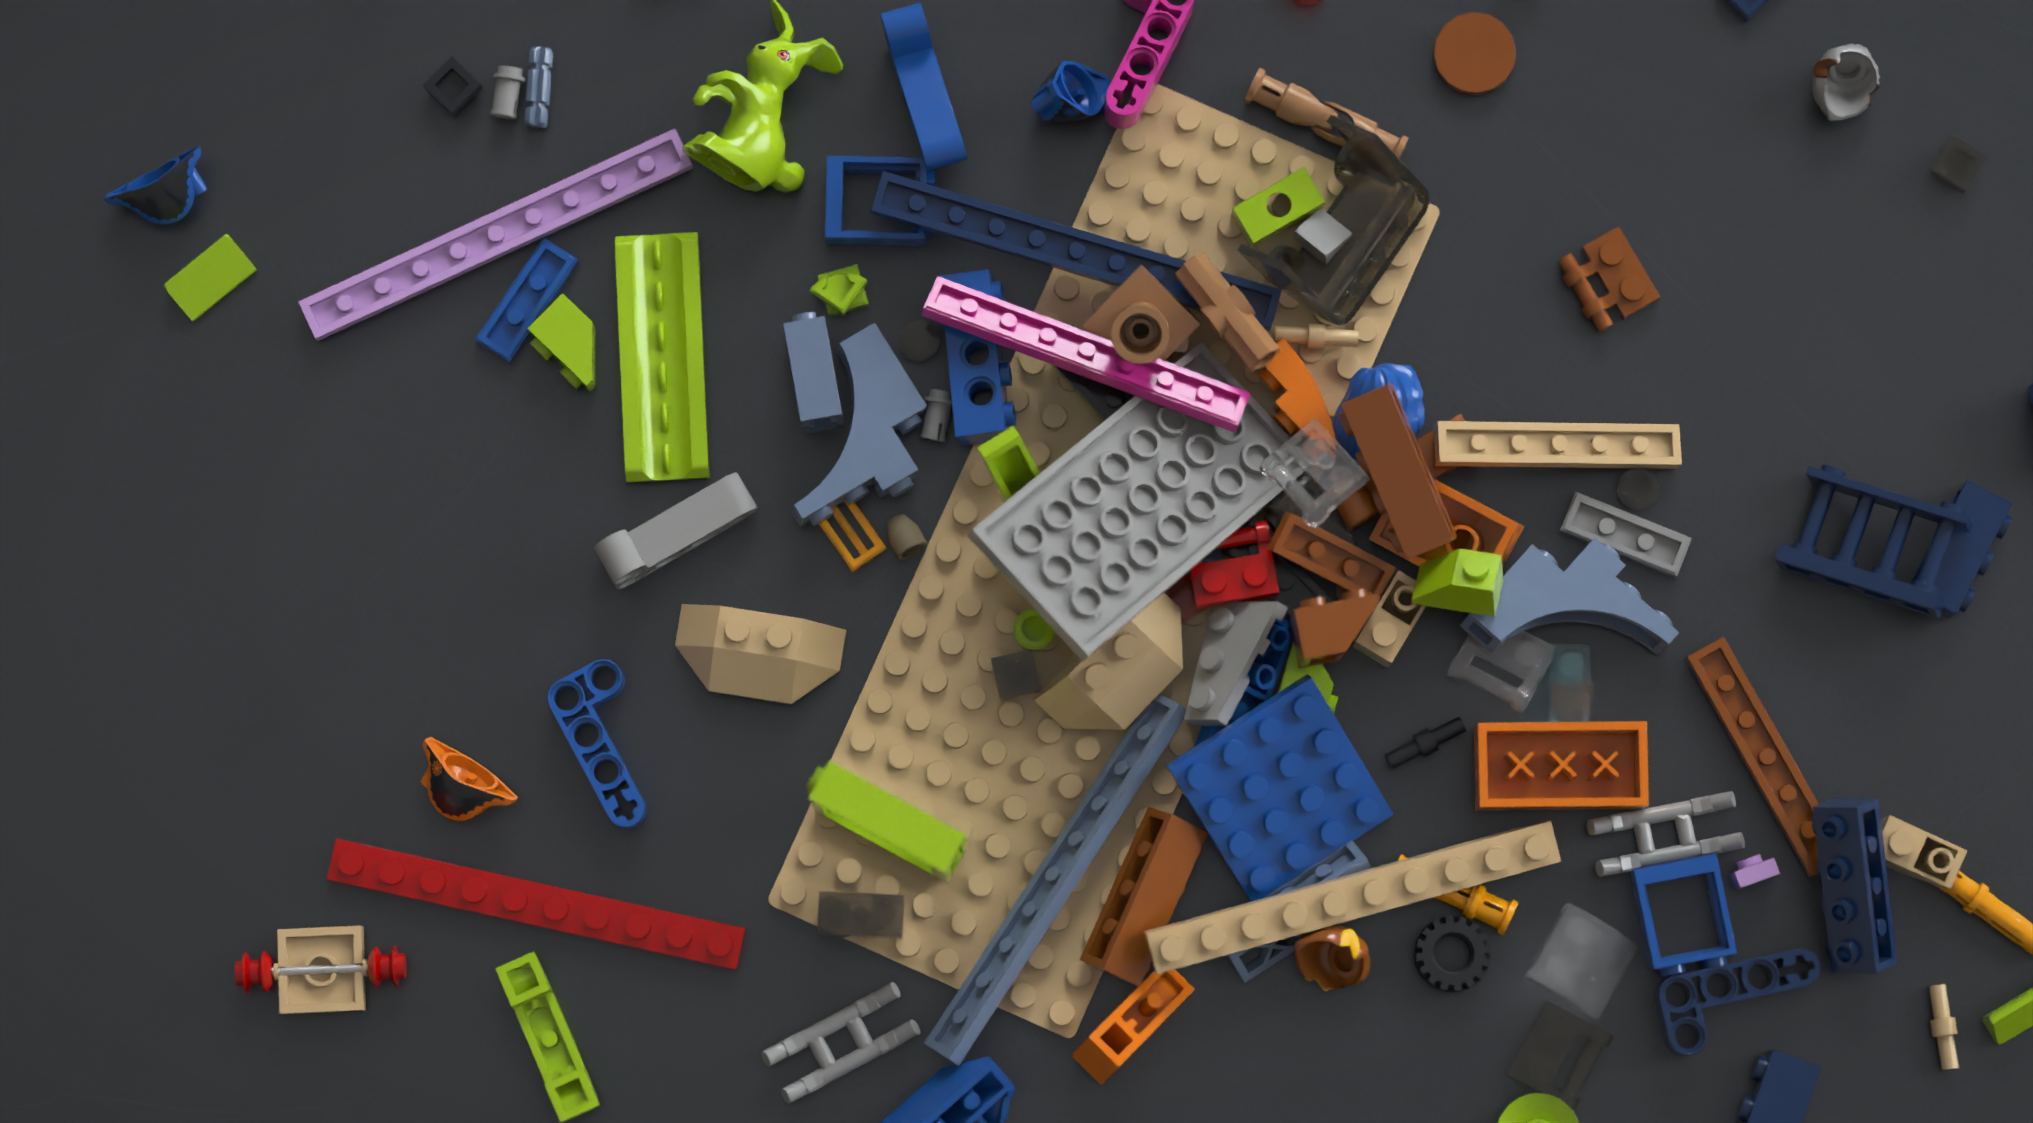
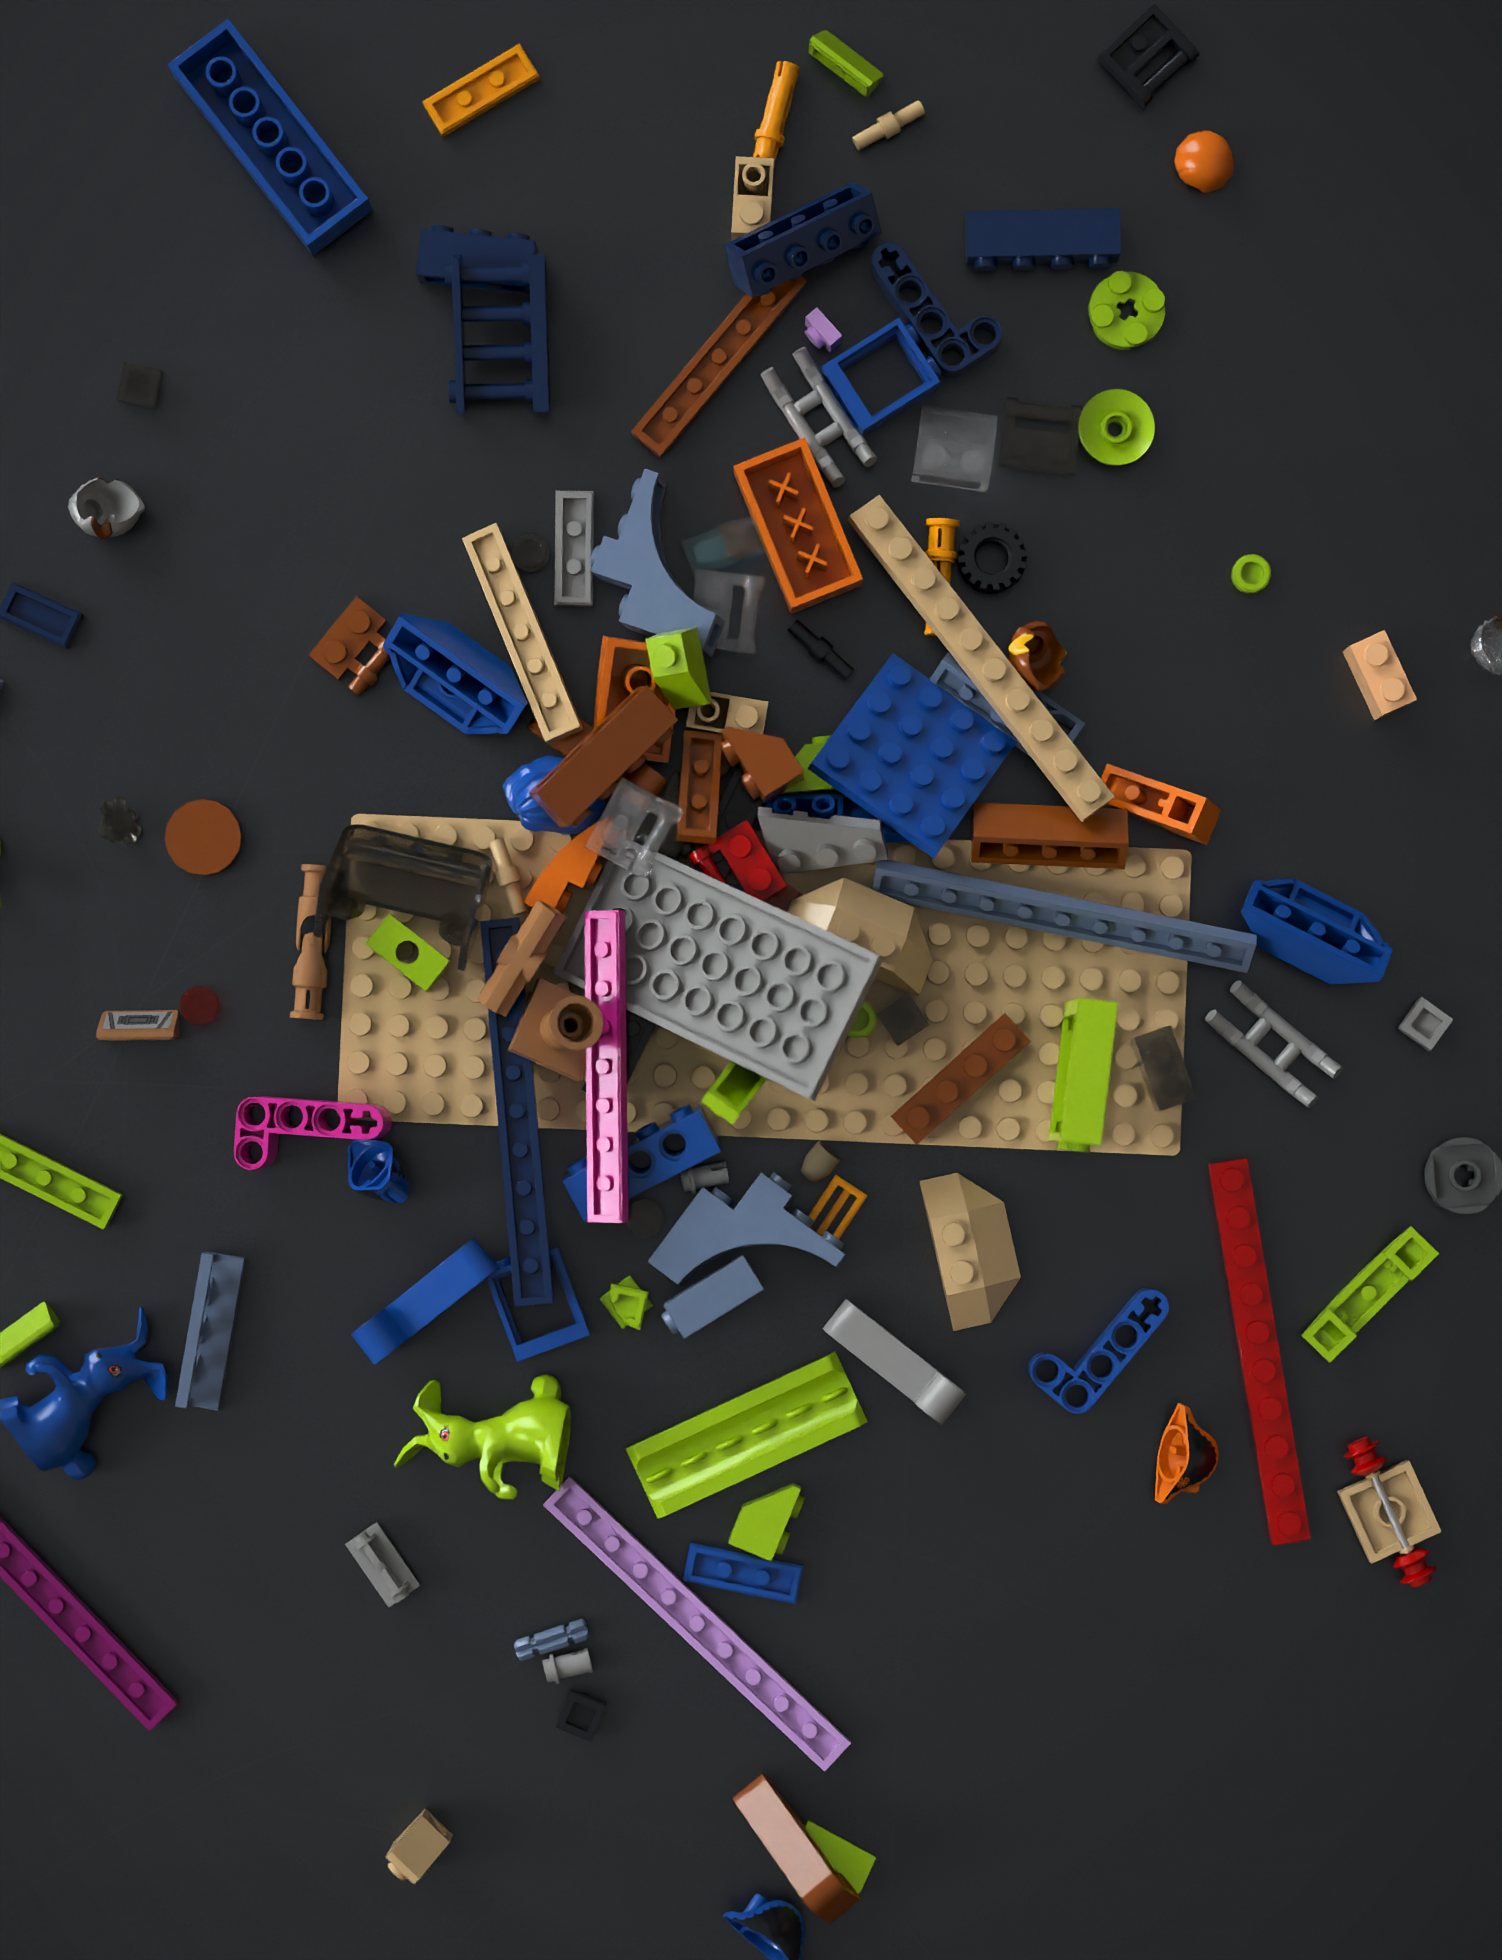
camera: 110 degrees left, 5 degrees up
(232, 238) = (795, 1850): none -> beam
(932, 709) = (960, 1078): none -> dark orange plate
(1322, 236) = (418, 904): light grey slope -> none
(1541, 362) = (454, 675): none -> blue wedge

